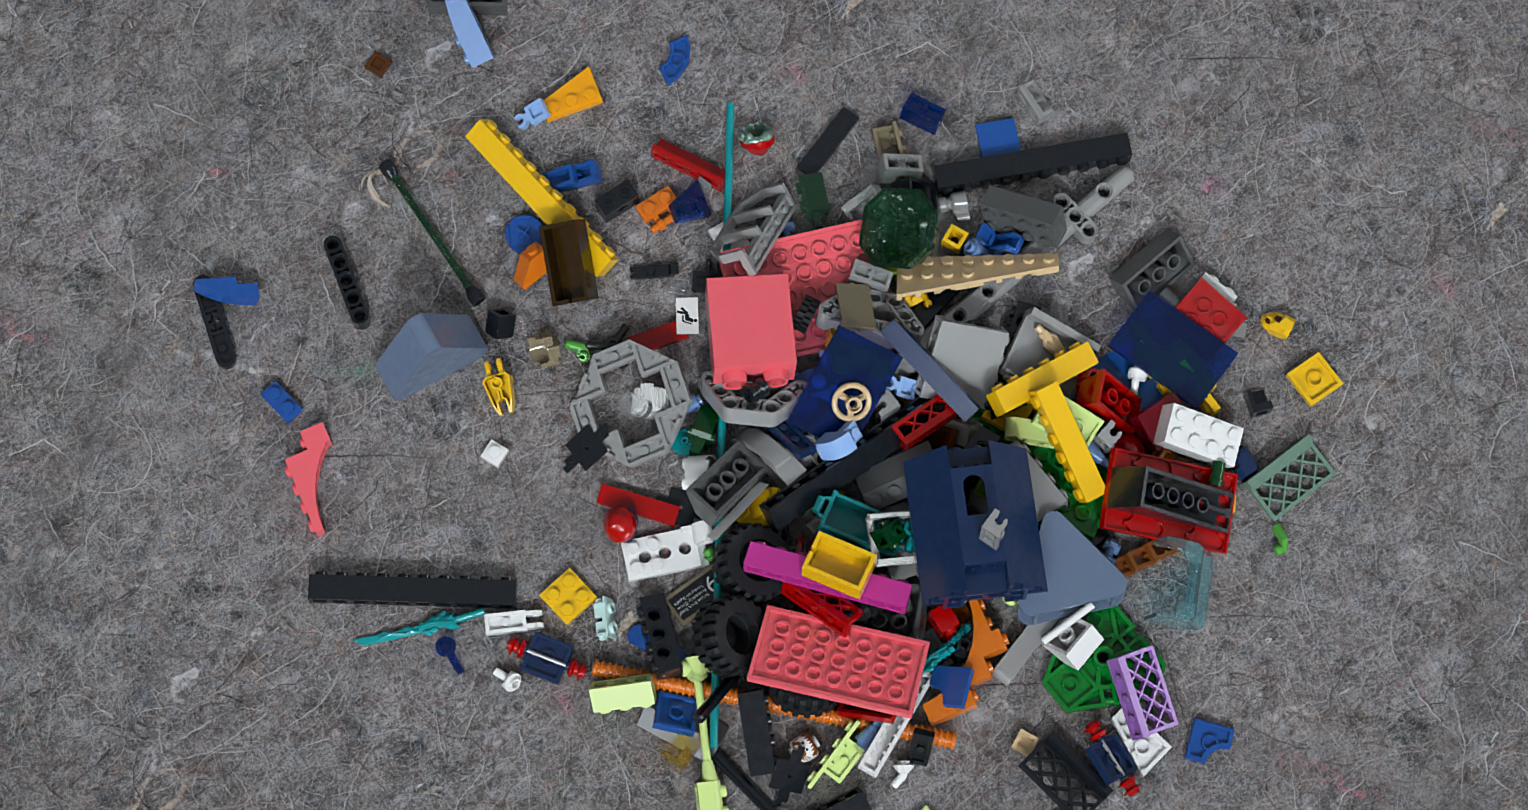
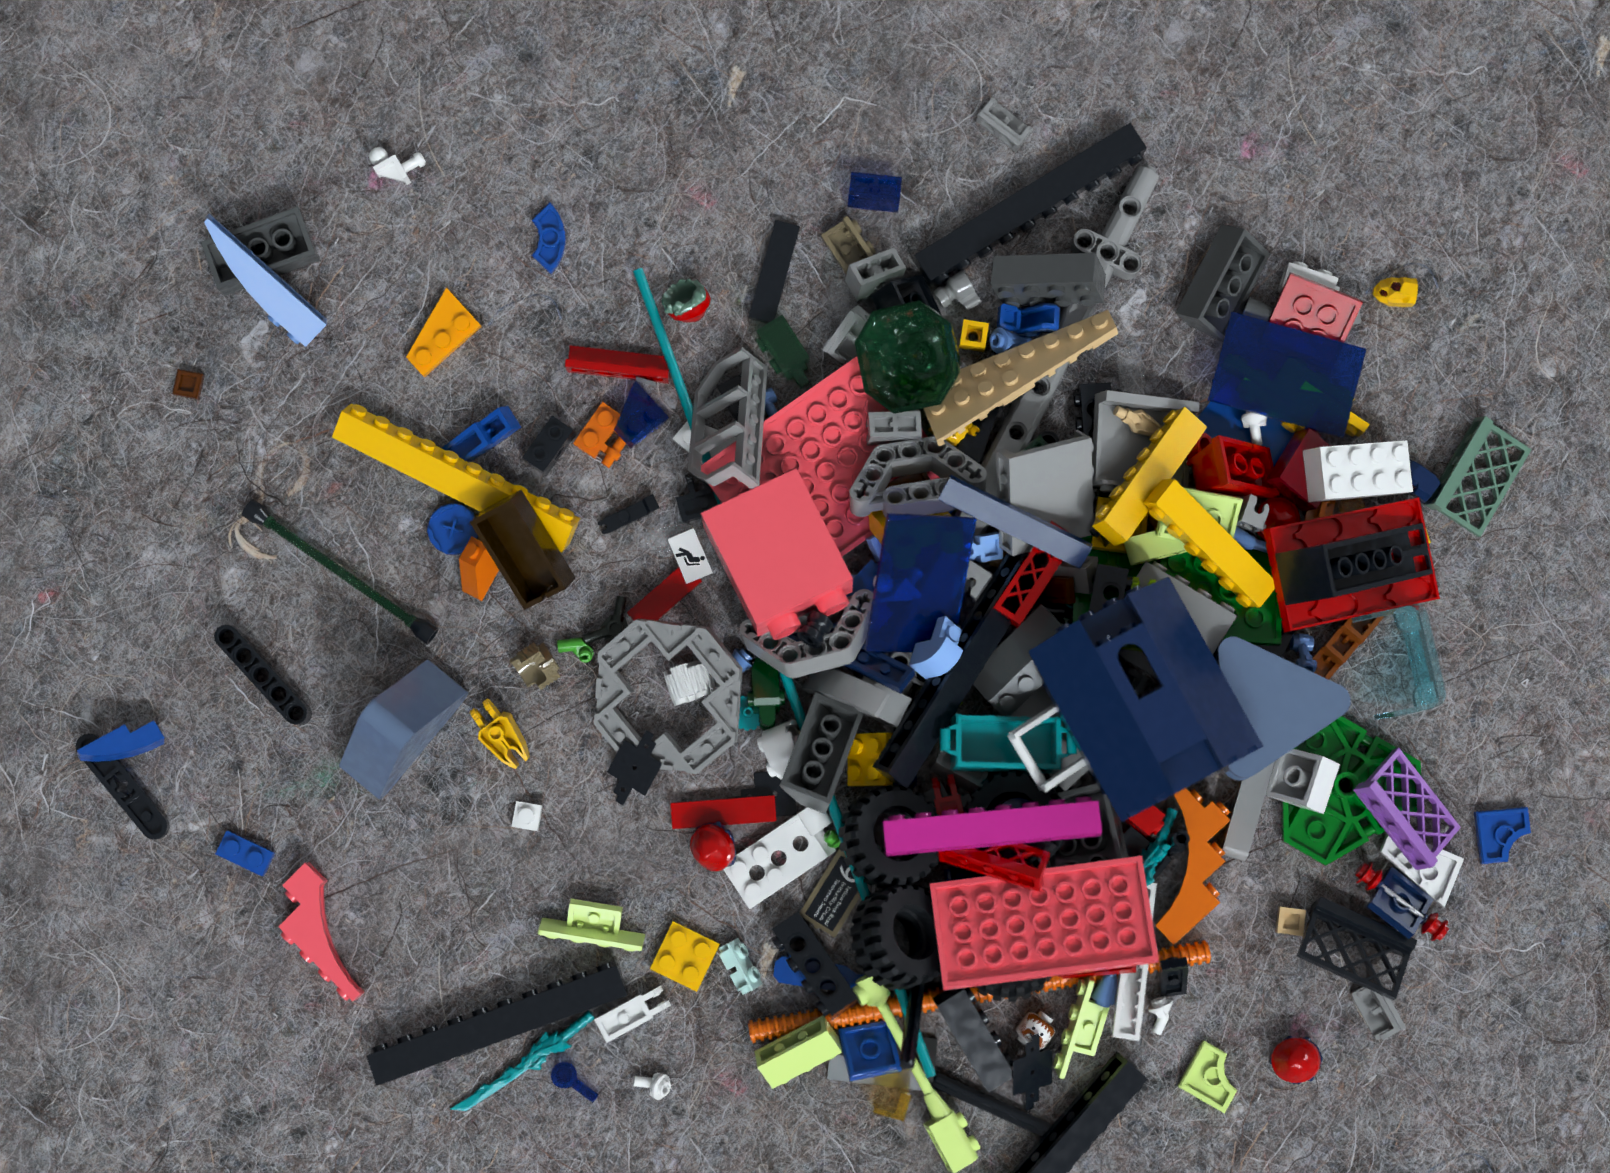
camera: 20 degrees left, 10 degrees up
(500, 323) = (469, 653): black panel -> none
(511, 546) = (592, 924): none -> yellowish green bracket
(535, 113) = (405, 374): light blue plate -> none
(546, 658) = (690, 1042): dark blue plate -> none
(635, 405) = (674, 698): clear tile -> none
(737, 511) = (847, 778): white sticker -> none
(805, 313) = (834, 504): black tyre -> none
(839, 565) = (1004, 815): yellow piece -> none
(855, 306) = (893, 475): dark tan piece -> none
(858, 402) = (943, 605): tan piece -> none
(888, 534) = (1043, 745): dark green brick -> none
(953, 683) = (1184, 889): blue tile -> none
(991, 532) = (1180, 713): light grey hinge -> none
(997, 137) = (976, 188): blue tile -> none
(1067, 623) = (1286, 767): white bar -> none
(1217, 474) = (1397, 509): dark green pin -> none
(1257, 403) = (1407, 399): black panel -> none
(1282, 546) = (1499, 555): bright green arm -> none
(1314, 379) = (1464, 343): yellow plate -> none

